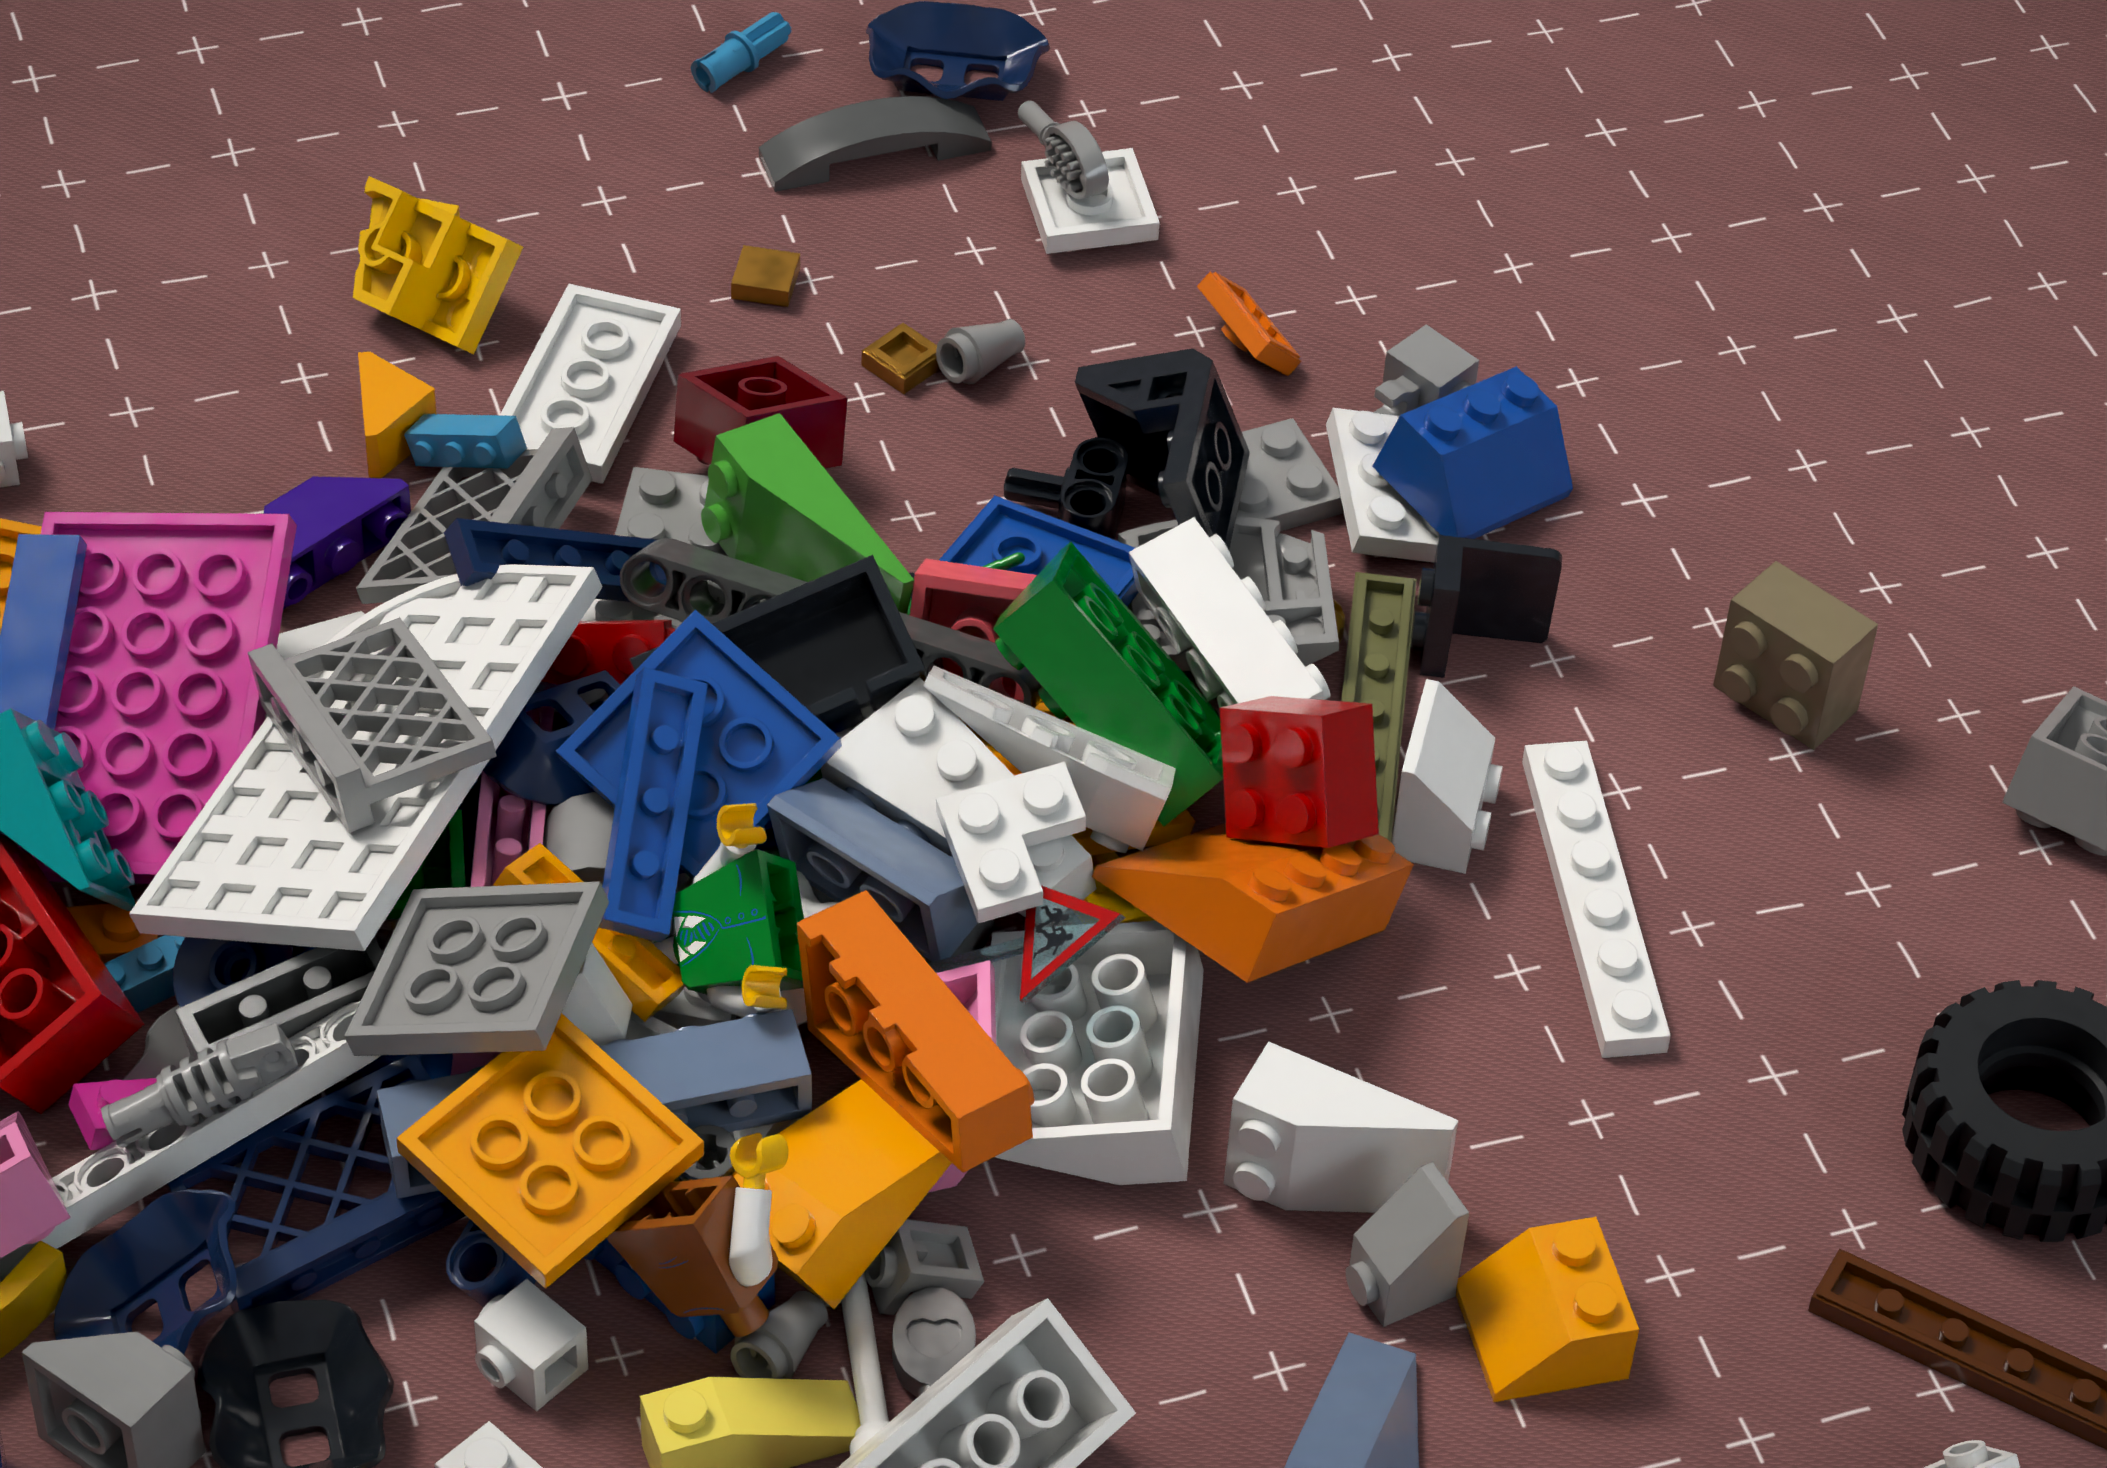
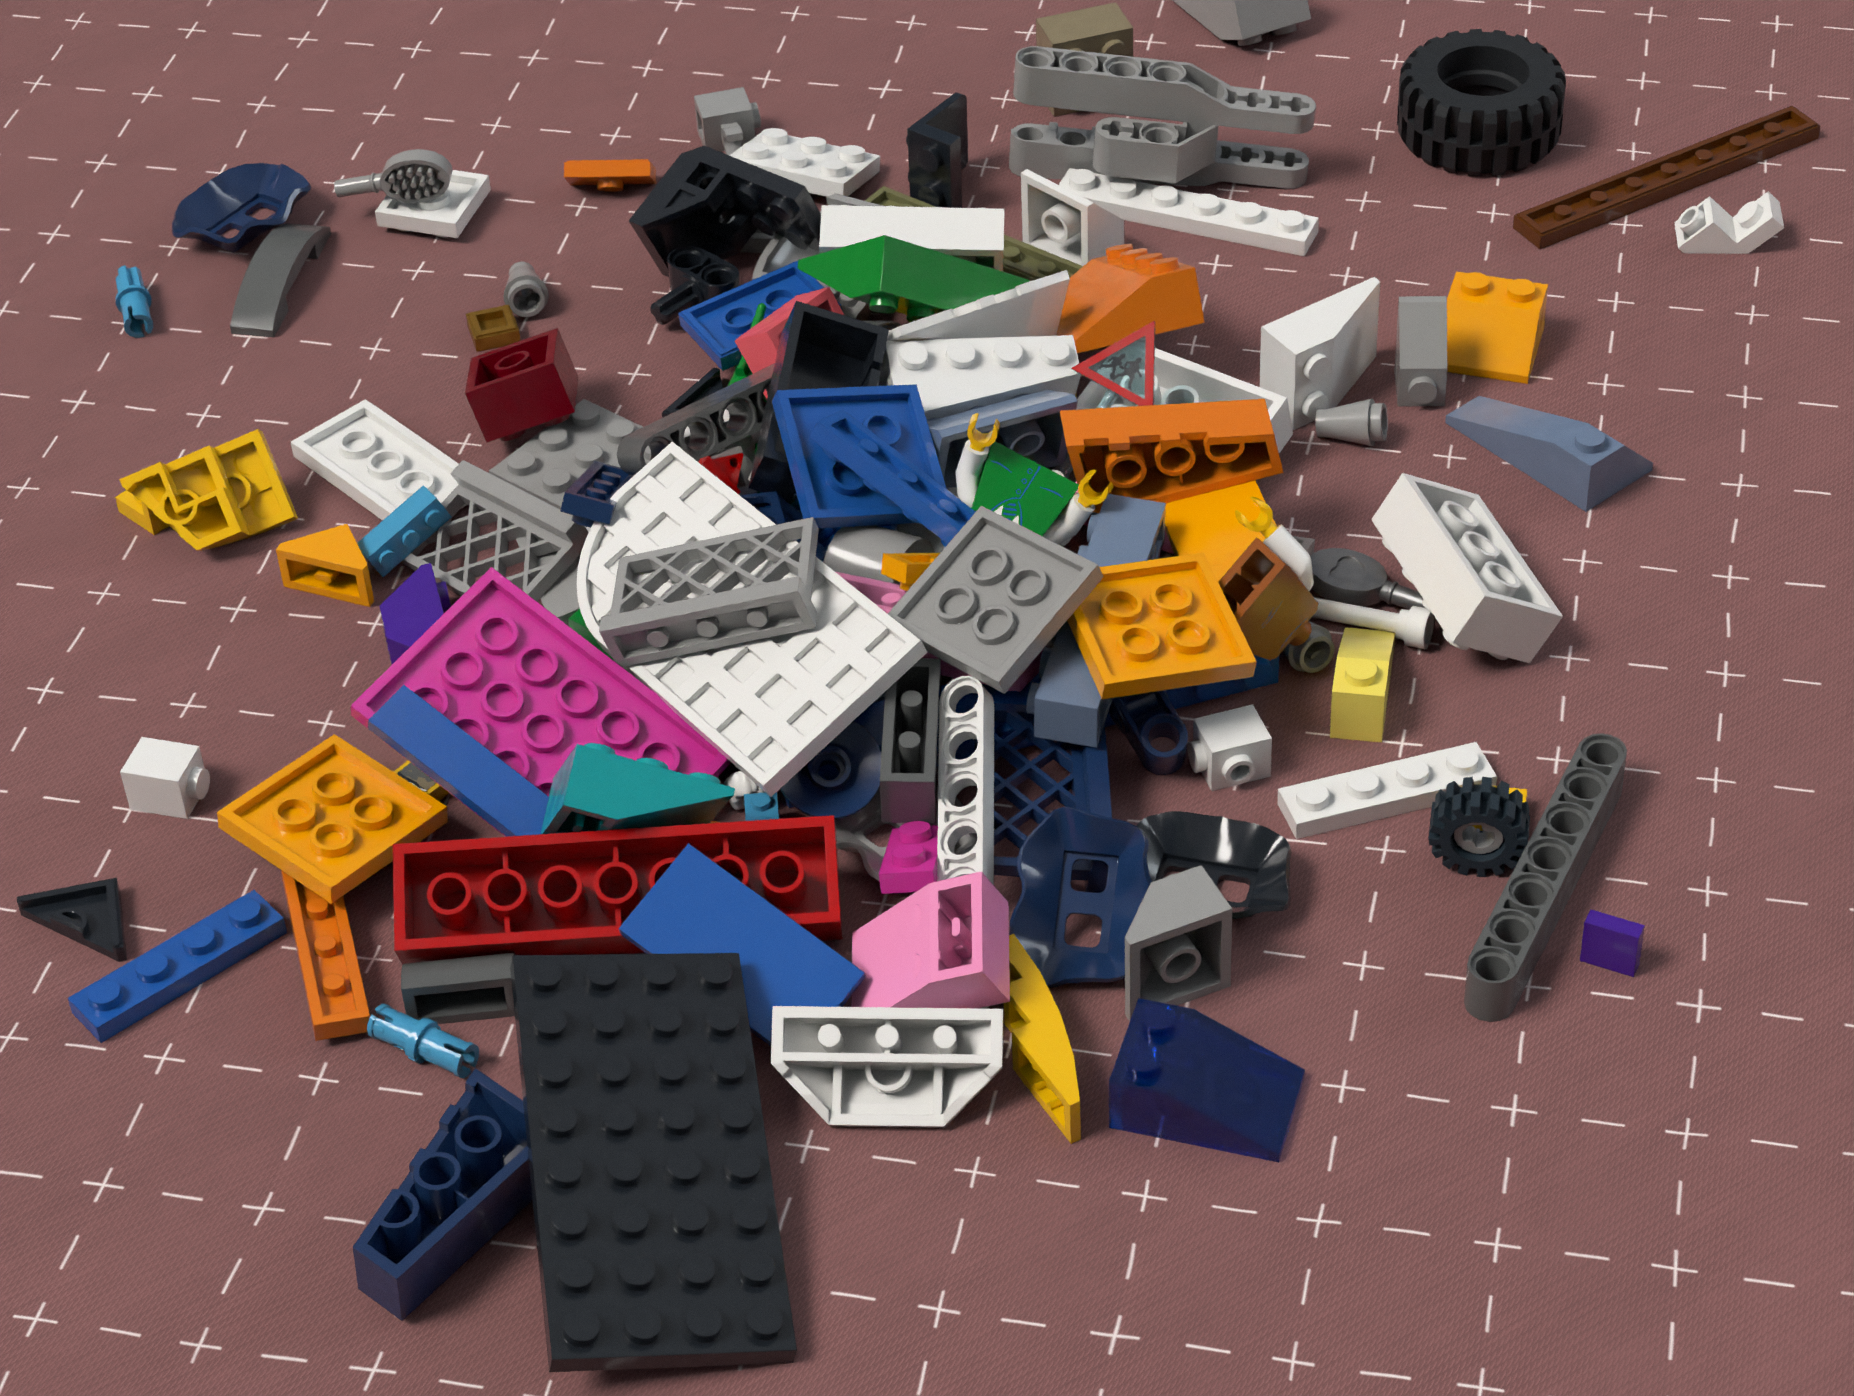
camera: 55 degrees left, 5 degrees down
(202, 1084) = (956, 790): light grey hinge -> none
(765, 276) = (358, 361): pearl gold tile -> none
(785, 511) = (647, 377): bright green slope -> none
(994, 826) = (1034, 358): white plate -> none
(1252, 1240) = (1354, 422): none -> light grey cone
(1299, 771) = (1062, 232): red brick -> none
(1479, 456) = (819, 114): blue slope -> none
(1676, 781) = (1153, 149): none -> light grey beam

